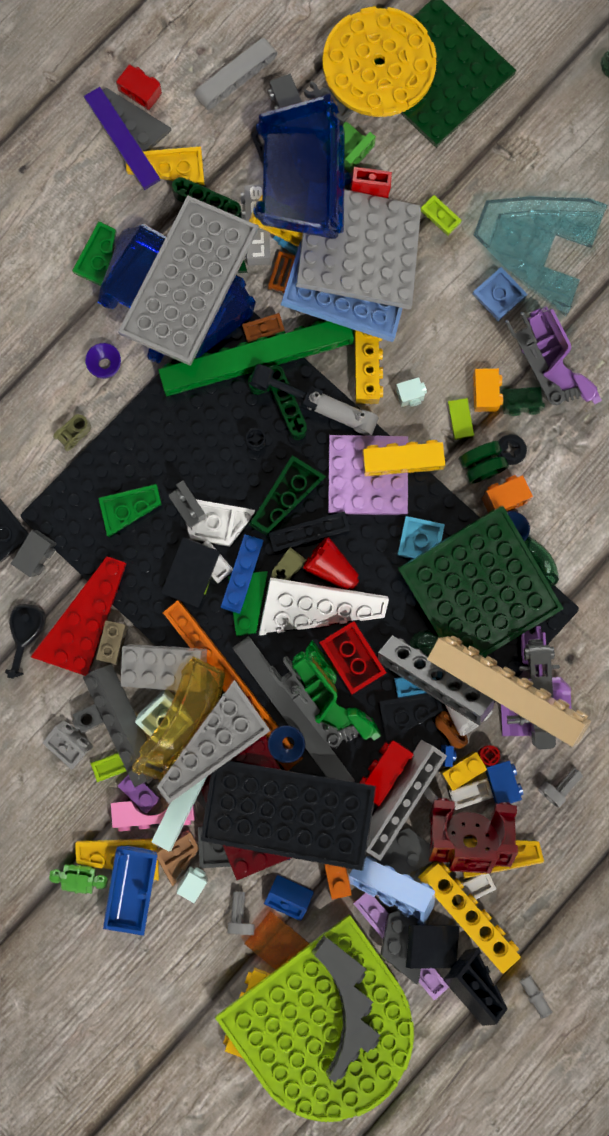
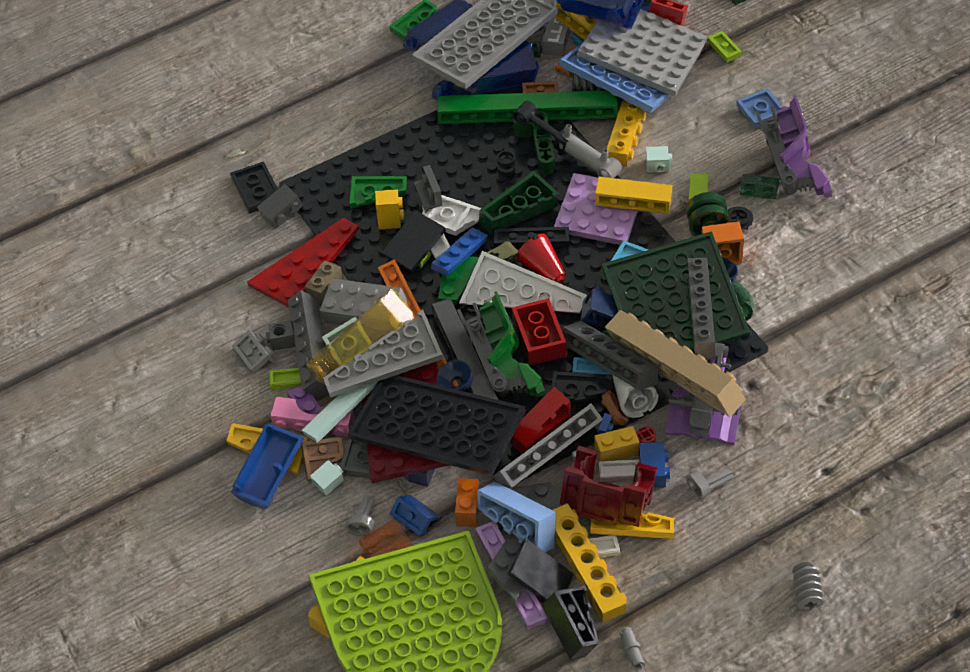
camera: 20 degrees right, 30 degrees down
(25, 625) = (251, 260): black piece -> none
(71, 432) = (349, 132): olive piece -> none
(78, 879) = (222, 452): bright green piece -> none
(98, 353) = (390, 85): dark purple piece -> none
(153, 538) = (388, 209): none -> yellow brick
(354, 1003) = (441, 622): dark grey arch -> none
(405, 614) = (598, 308): none -> dark blue torso
(486, 390) = (728, 170): light orange brick -> none
(518, 613) = (701, 308): none -> dark grey brick
(522, 233) = (802, 66): clear light blue piece -> none

